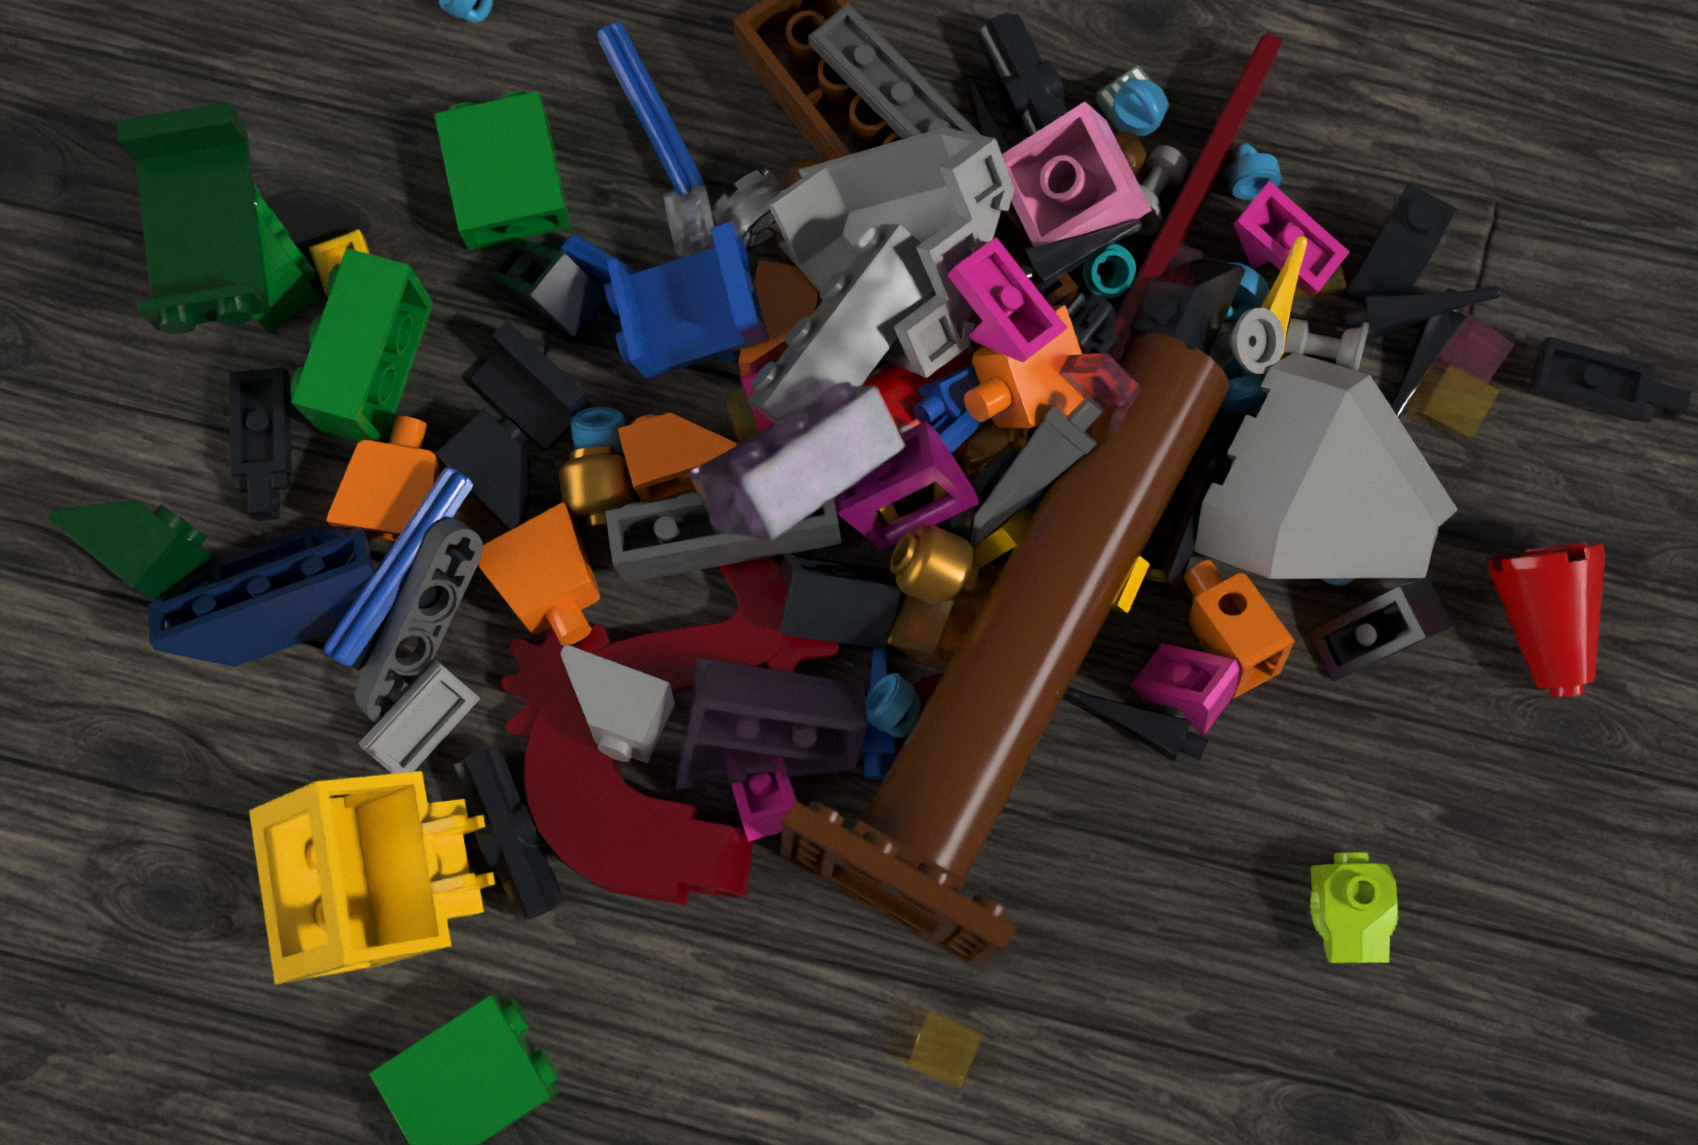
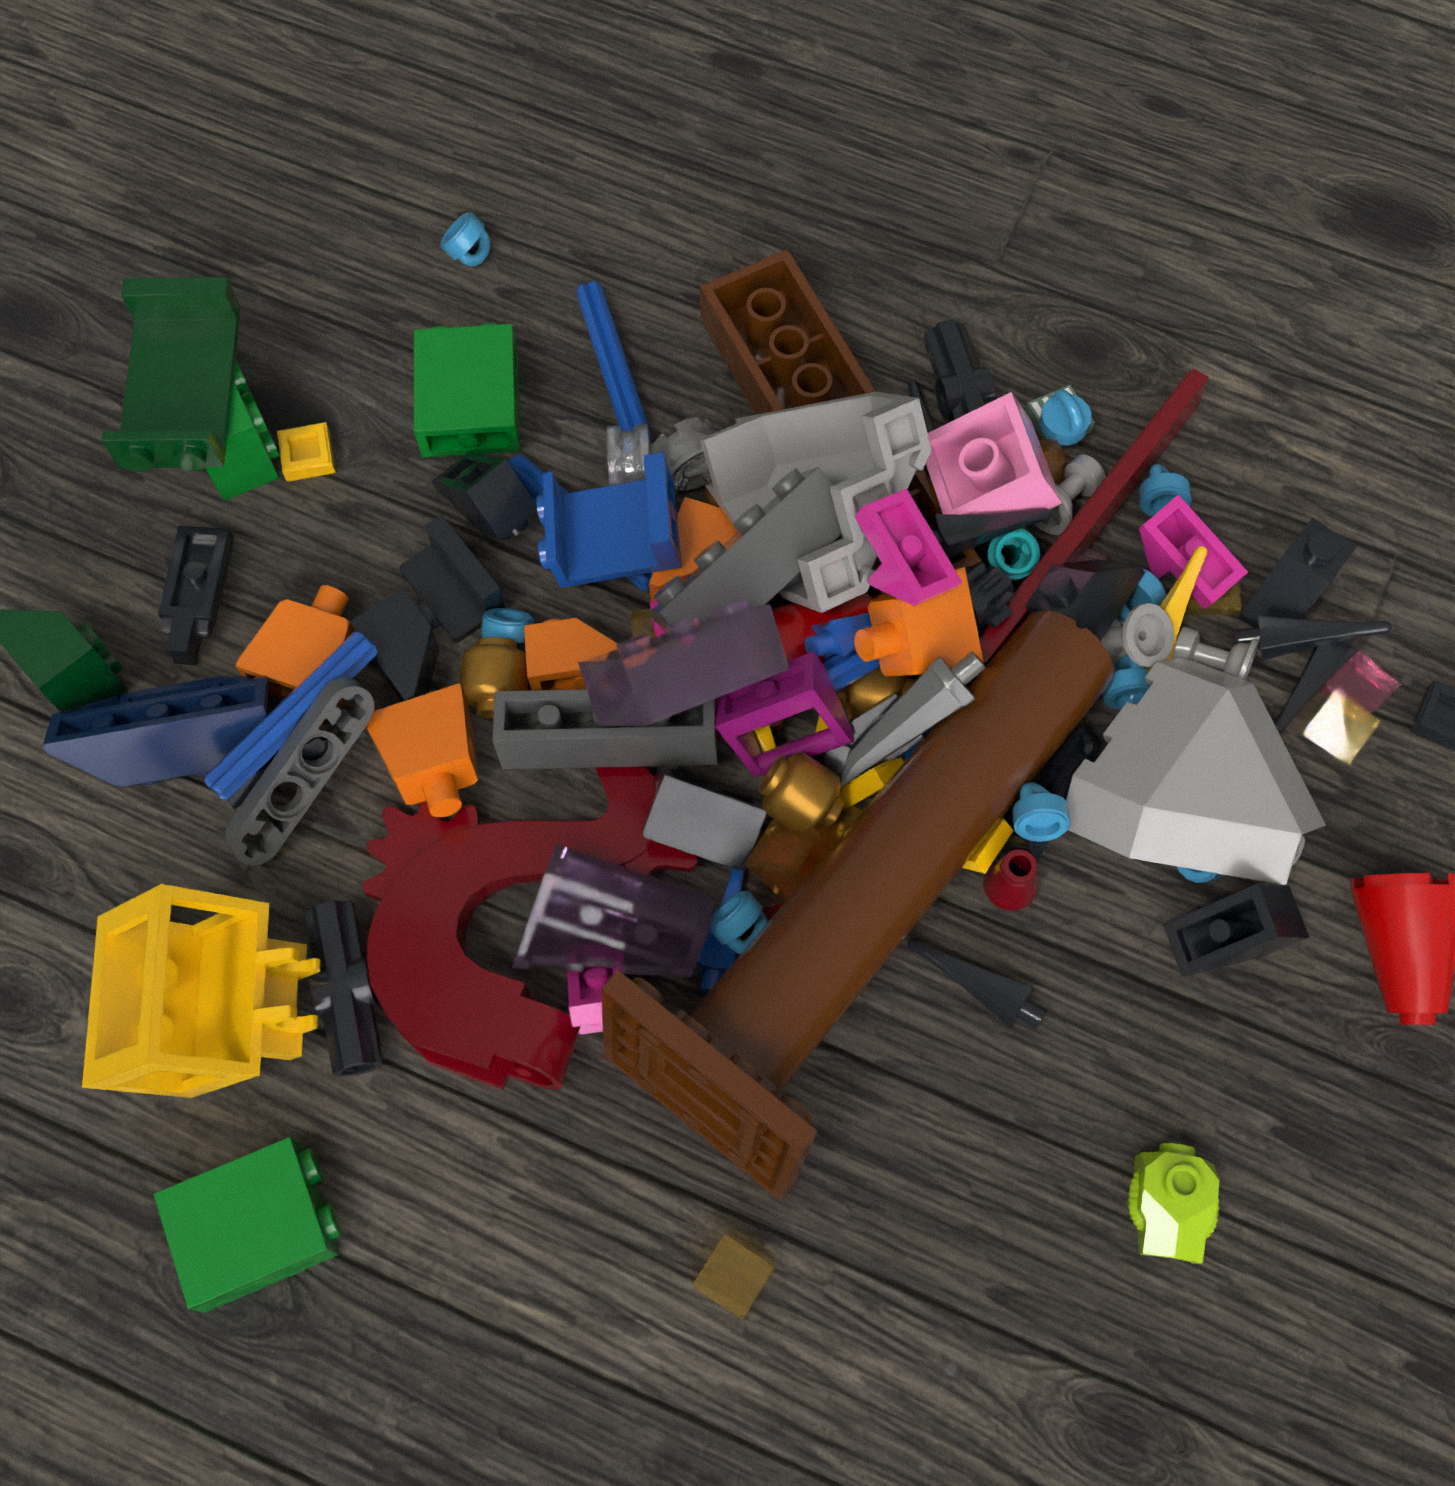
camera: 10 degrees right, 10 degrees down
(362, 348) = (303, 518): green brick -> none
(419, 720) = (283, 863): light grey tile -> none
(619, 703) = (474, 875): light grey slope -> none
(883, 76) = (823, 345): dark grey tile -> none
(1100, 379) = (989, 639): clear pink tile -> none
(1146, 623) = (1007, 889): none -> dark red cone
(1176, 547) = (1040, 814): none -> dark azure tile
(1189, 681) = (1041, 948): dark pink slope -> none
(1237, 624) = (1091, 906): orange torso -> none

